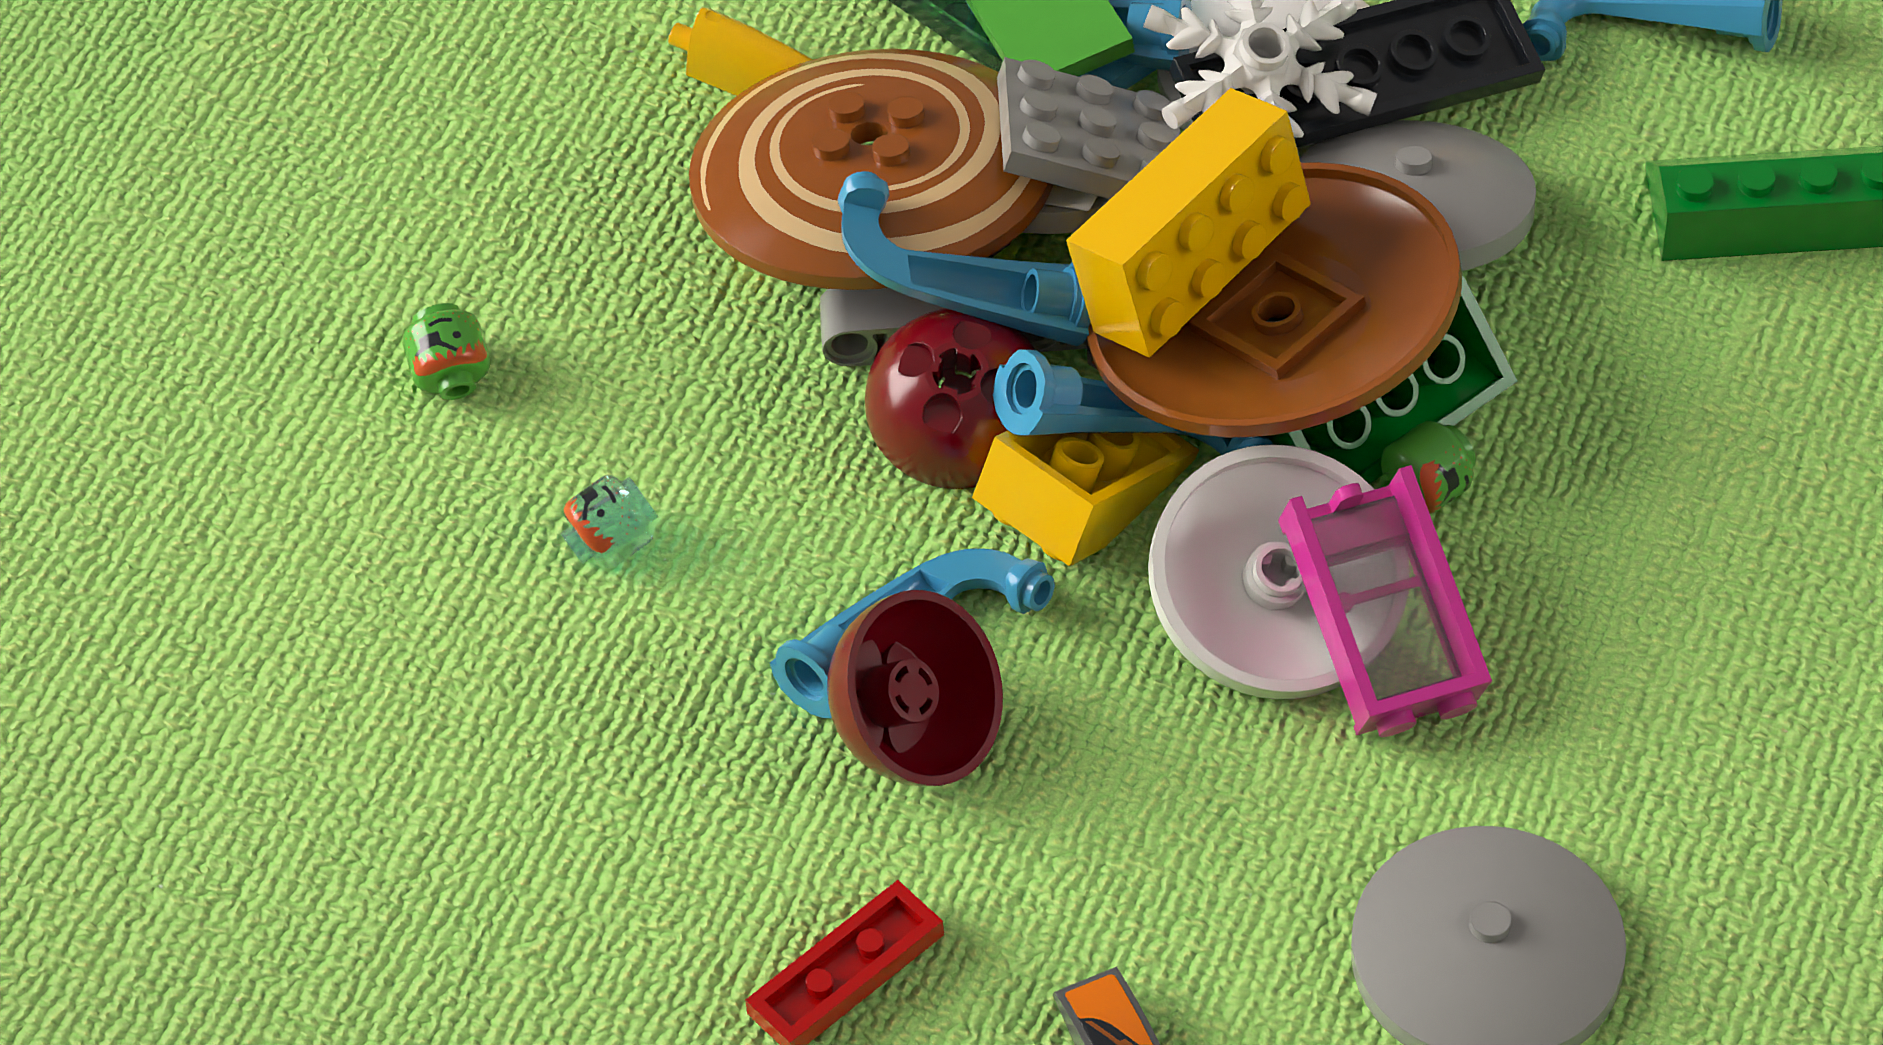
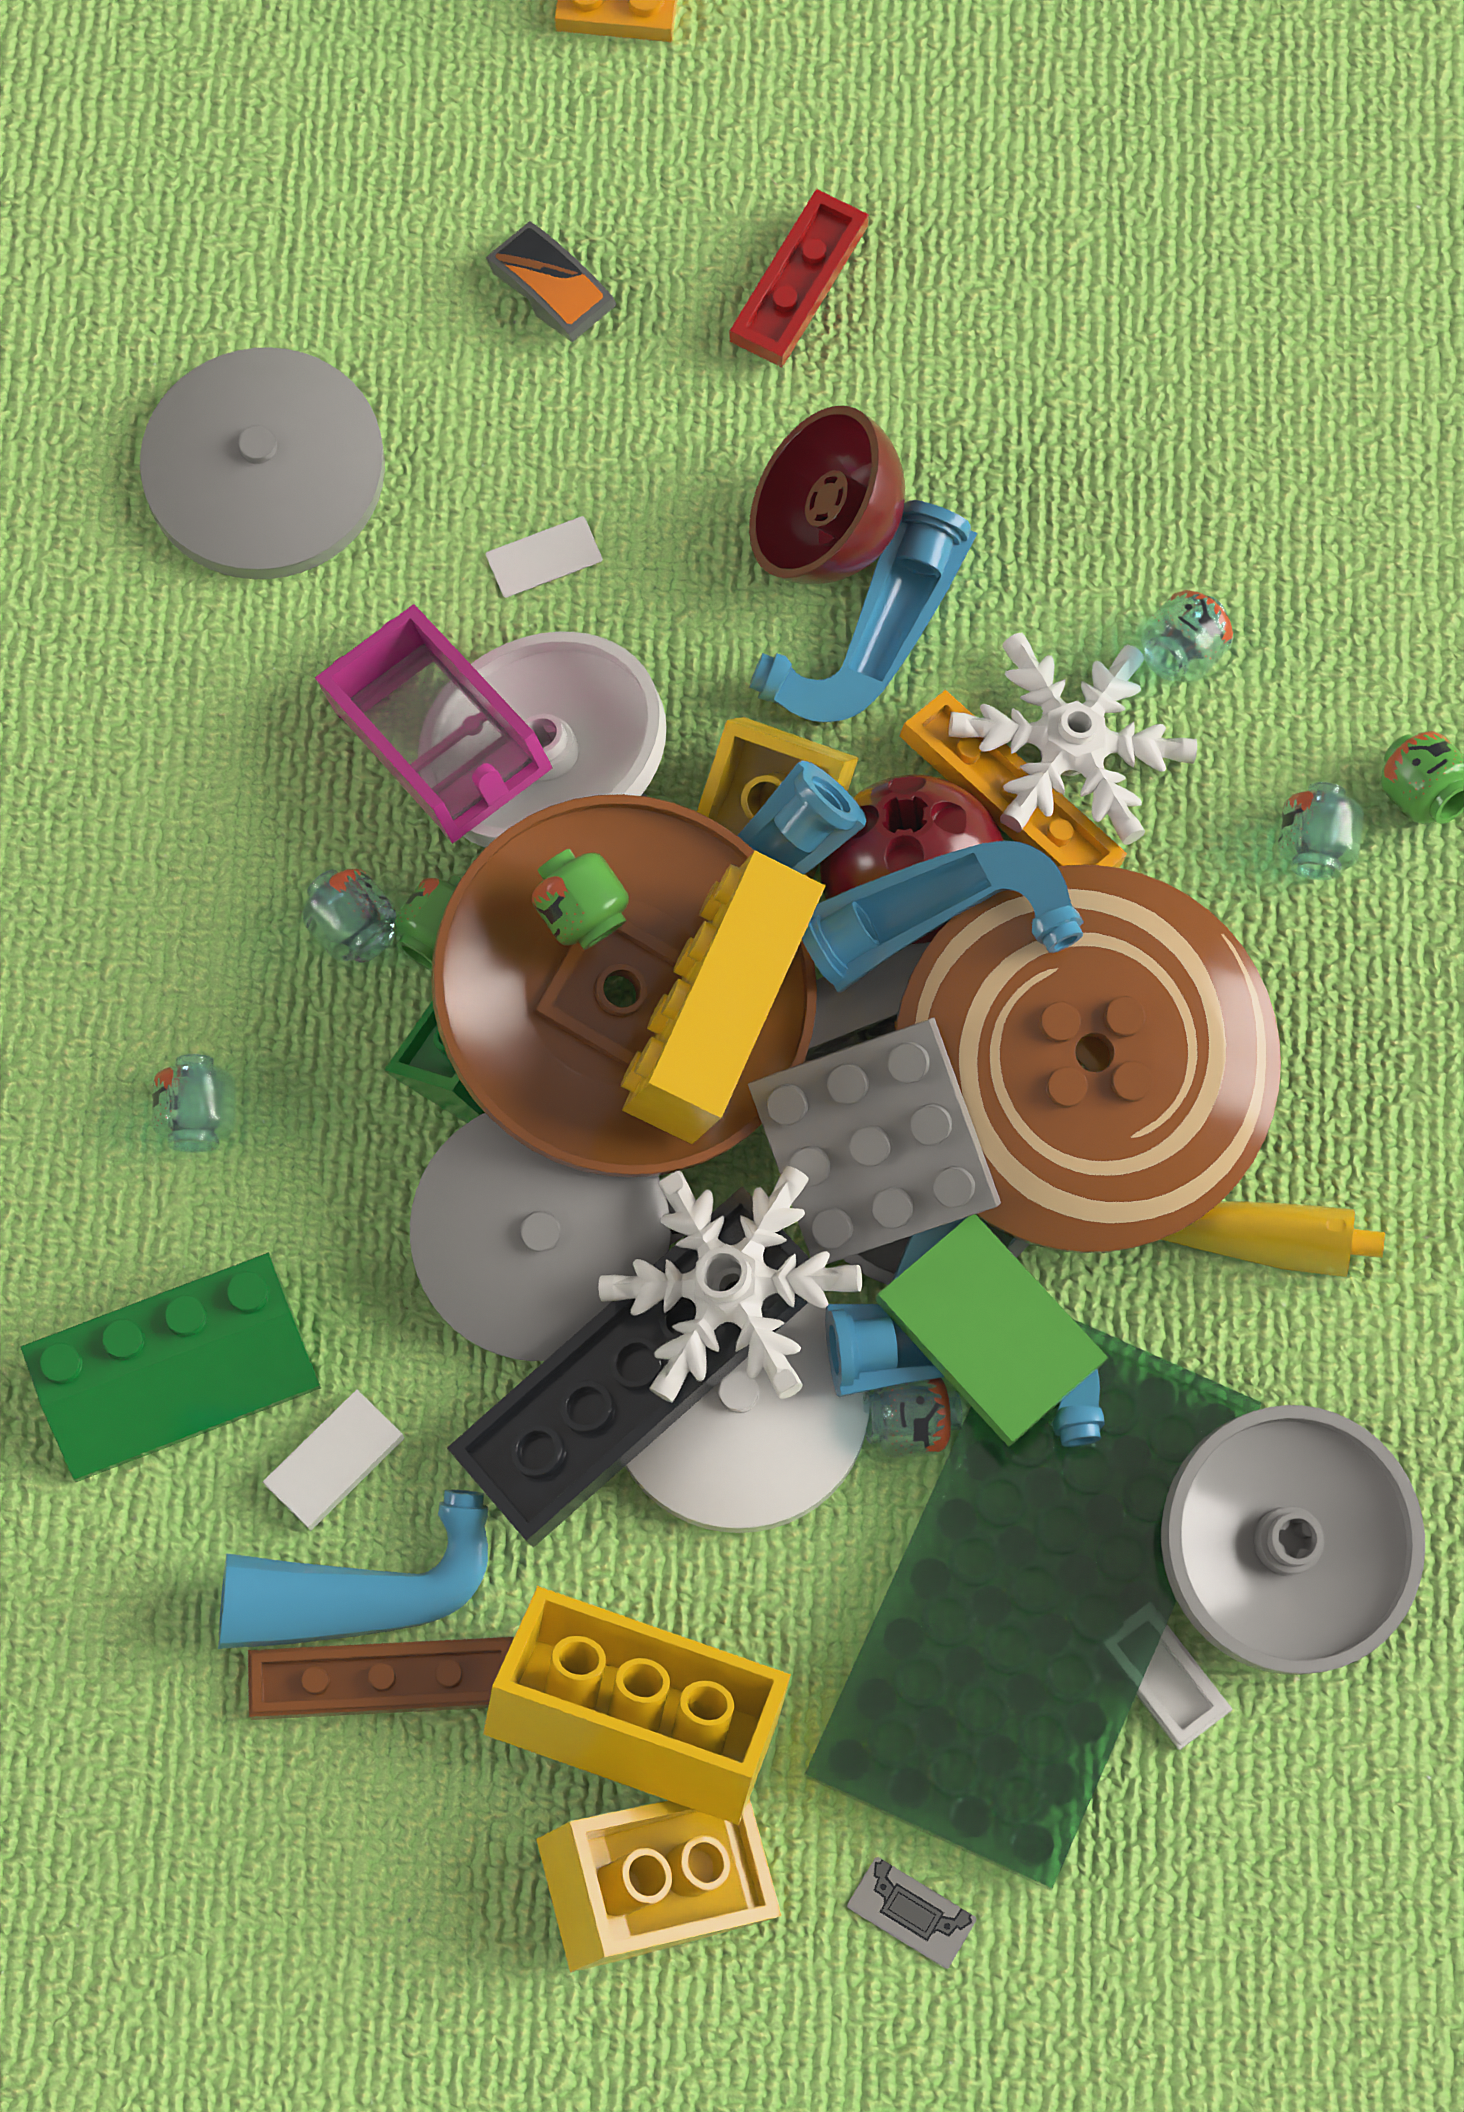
camera: 160 degrees right, 20 degrees up
(566, 338) = (1321, 831): none -> clear light blue head
(760, 462) = (1072, 738): none -> white piece
(838, 438) = (1064, 836): none -> light orange plate
(1215, 786) = (544, 556): none -> white sticker
(1295, 324) = (580, 898): none -> bright green head
(1515, 484) = (349, 915): none -> clear light blue head
(1647, 105) = (333, 1460): none -> white tile
(1709, 377) = (193, 1104): none -> clear light blue head

